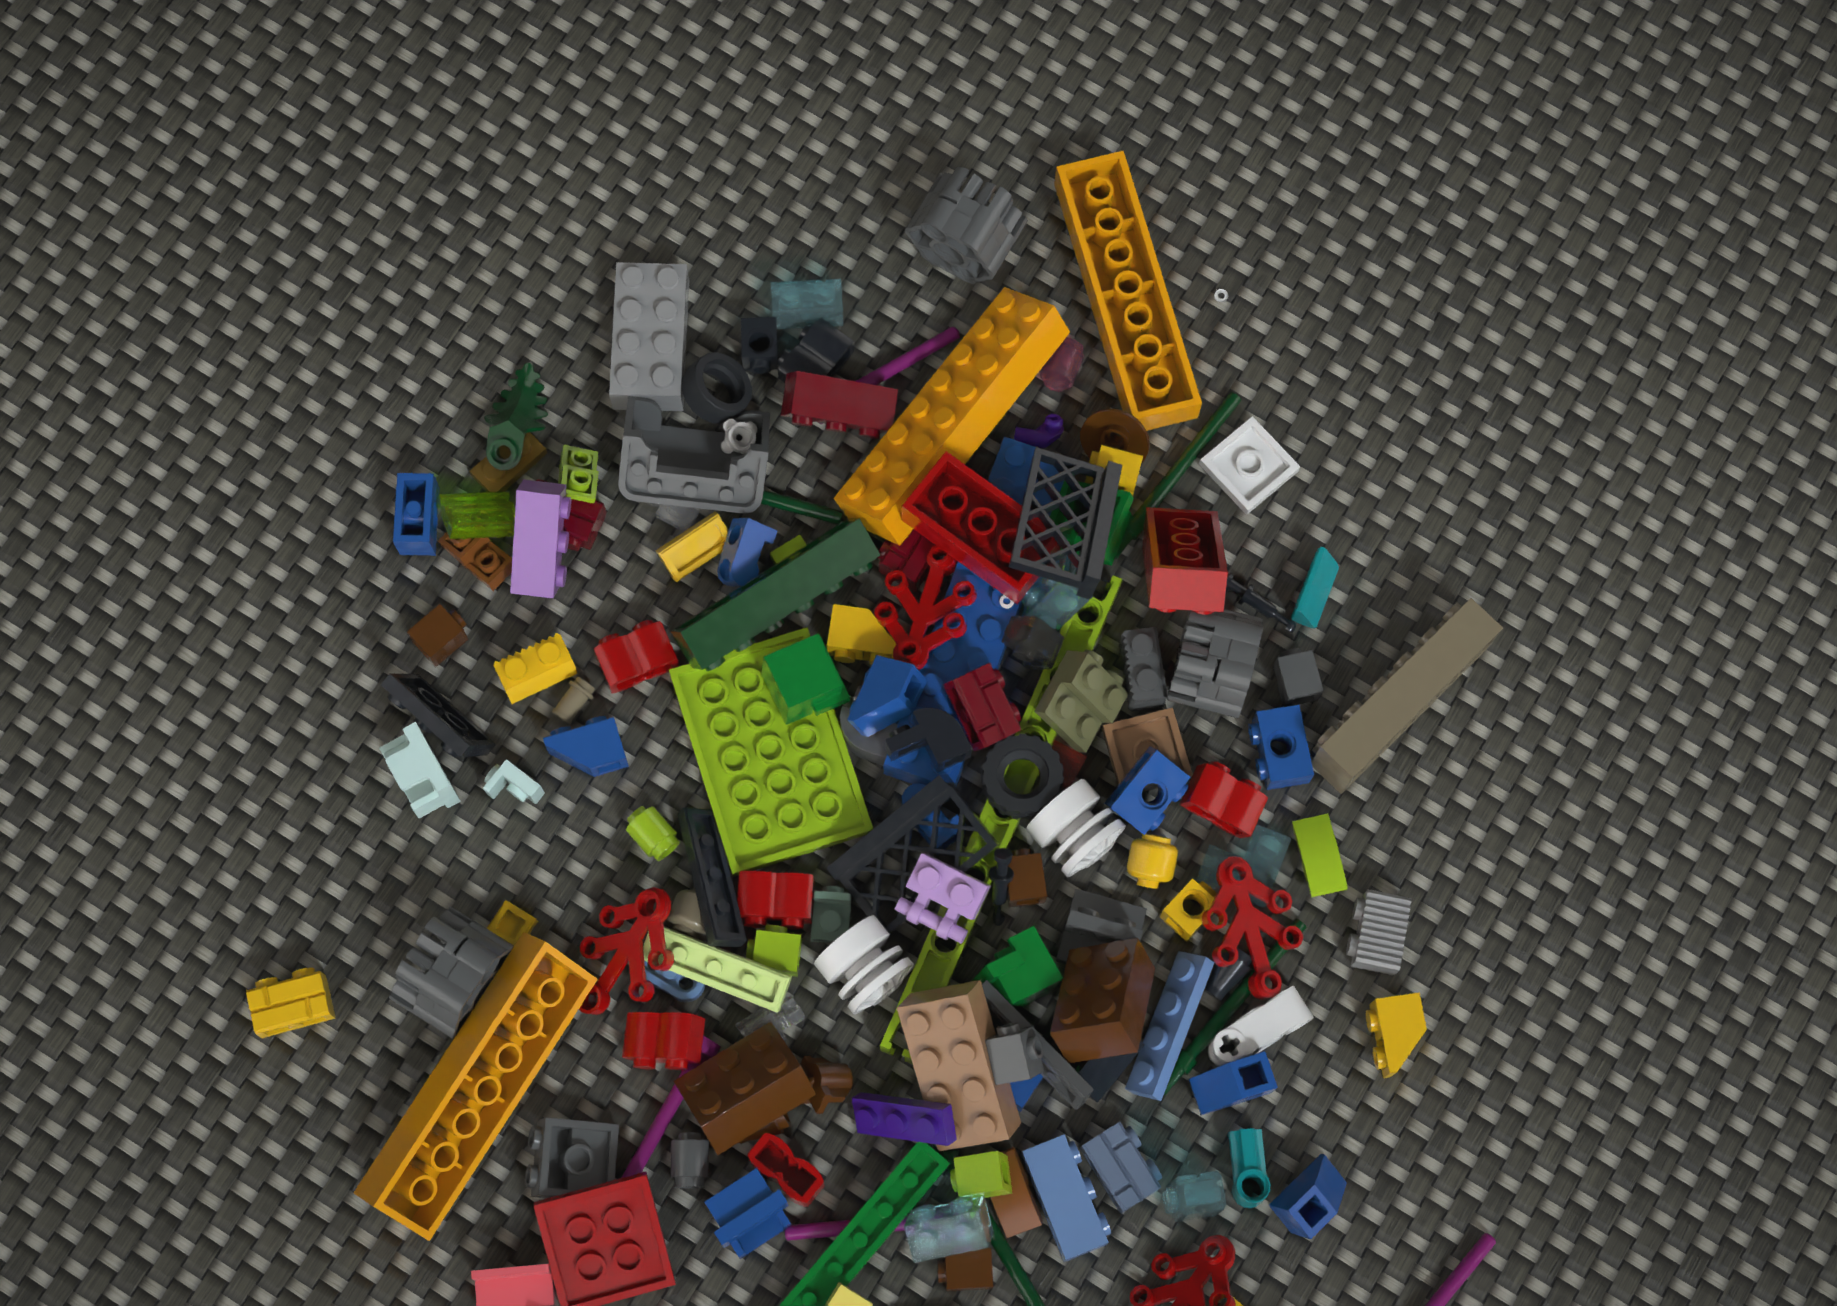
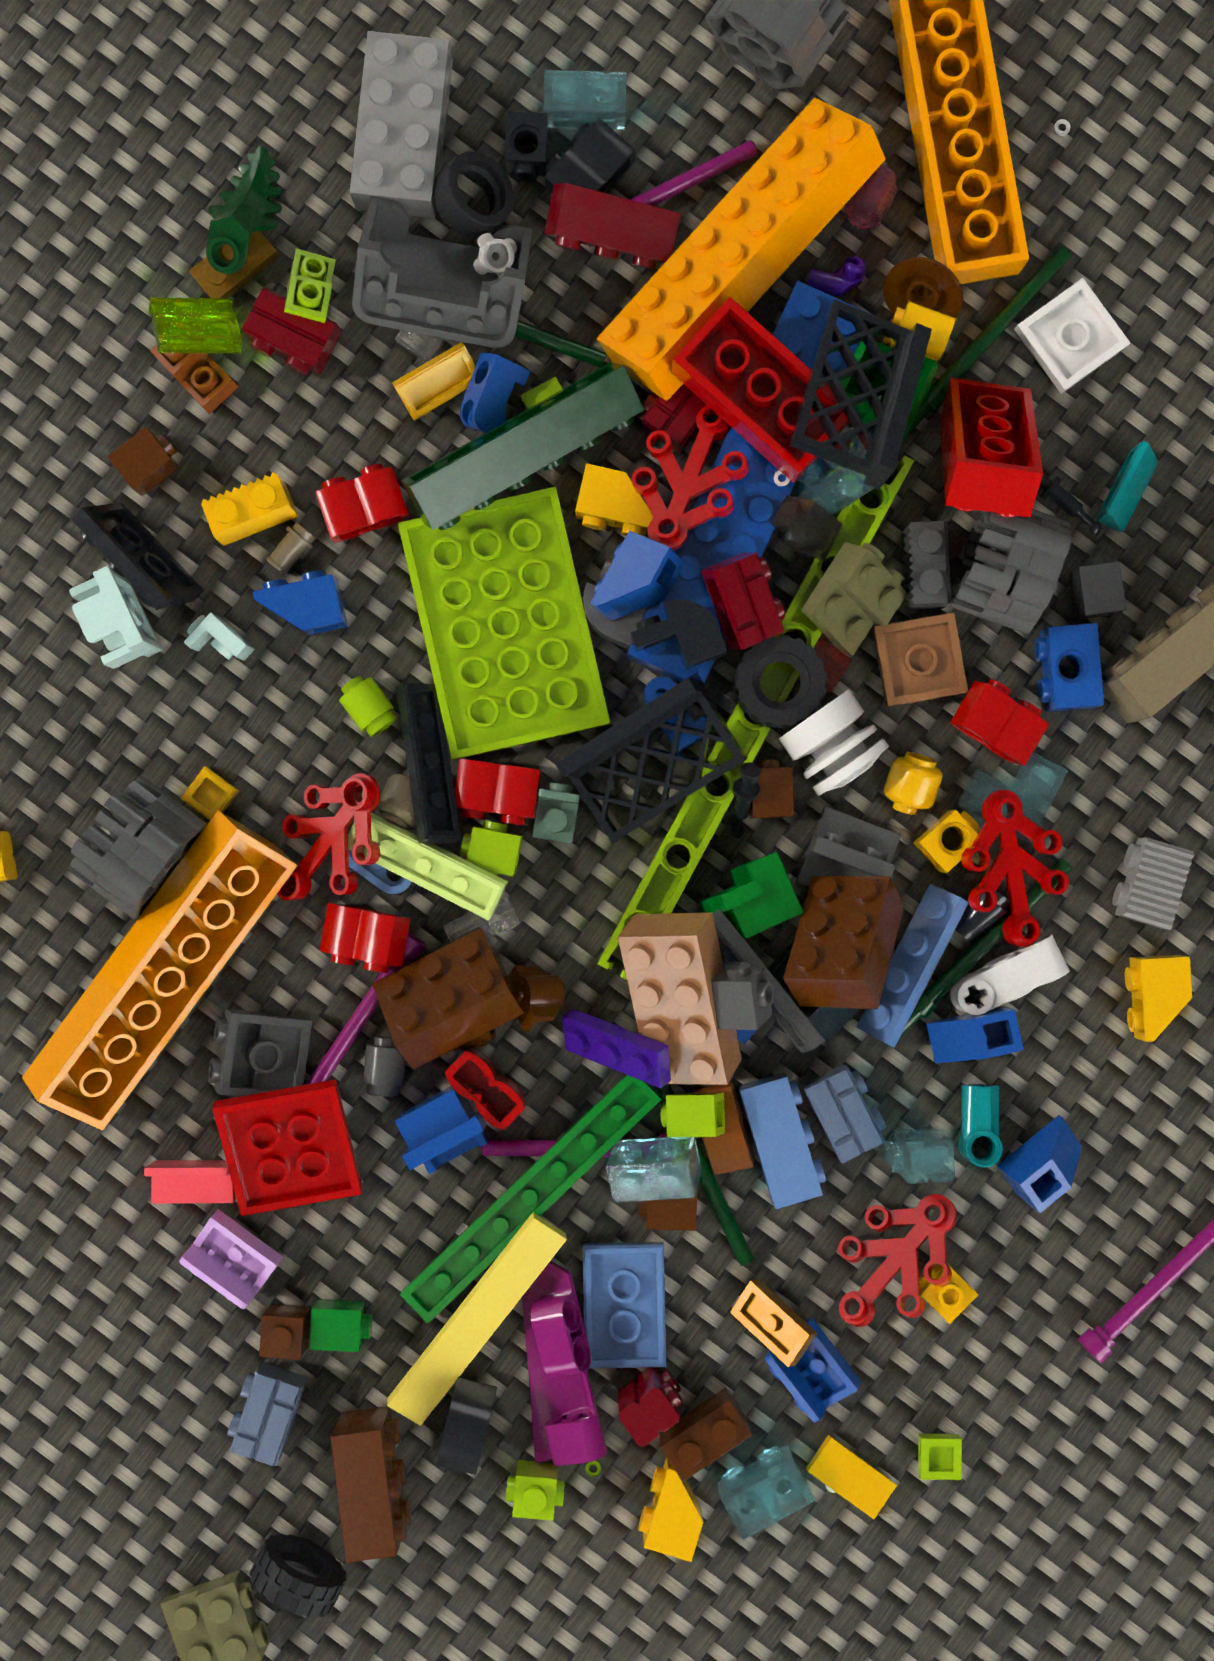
camera: 10 degrees right, 15 degrees up
(416, 514) = (124, 318): blue brick -> none
(539, 538) = (260, 359): medium lavender brick -> none
(803, 679) = (546, 549): green plate -> none
(864, 964) = (587, 875): white wheel -> none
(948, 887) = (686, 801): lavender plate -> none
(1149, 769) = (920, 685): blue brick -> none
(1319, 855) = (1097, 792): lime slope -> none

